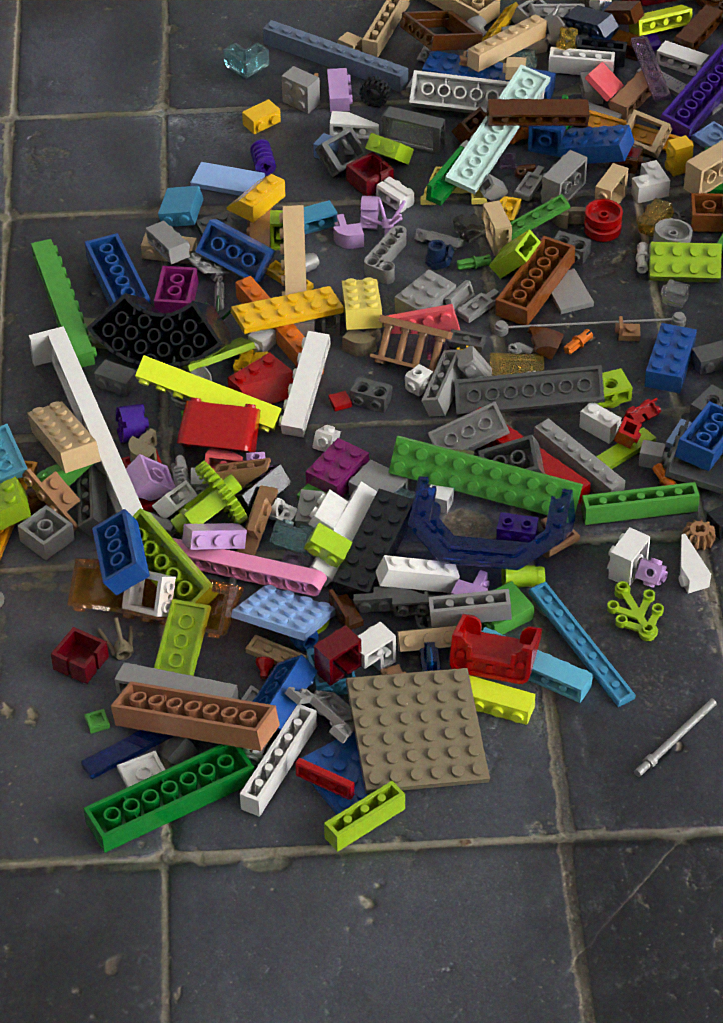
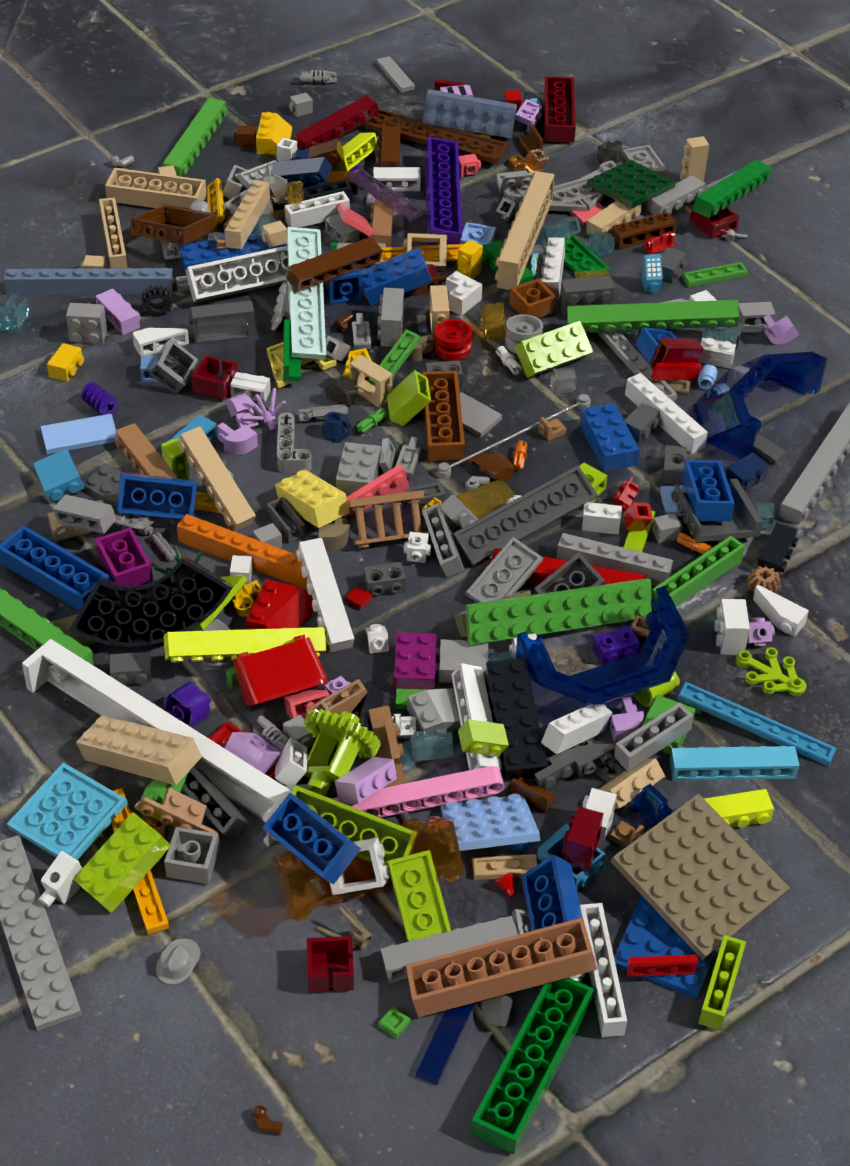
camera: 35 degrees left, 0 degrees up
(140, 768) = (482, 1052): white tile -> none
(144, 445) = (217, 727): dark tan brick -> none
(259, 198) = (133, 437): yellow slope -> none
(287, 309) = (251, 532): yellow plate -> none
(327, 705) = (616, 894): light grey wing -> none
(329, 510) = (452, 706): white brick -> none
(389, 148) = (216, 346): lime brick -> none
(469, 125) = (268, 299): reddish brown brick -> none
(493, 654) = (708, 769): red windscreen -> none

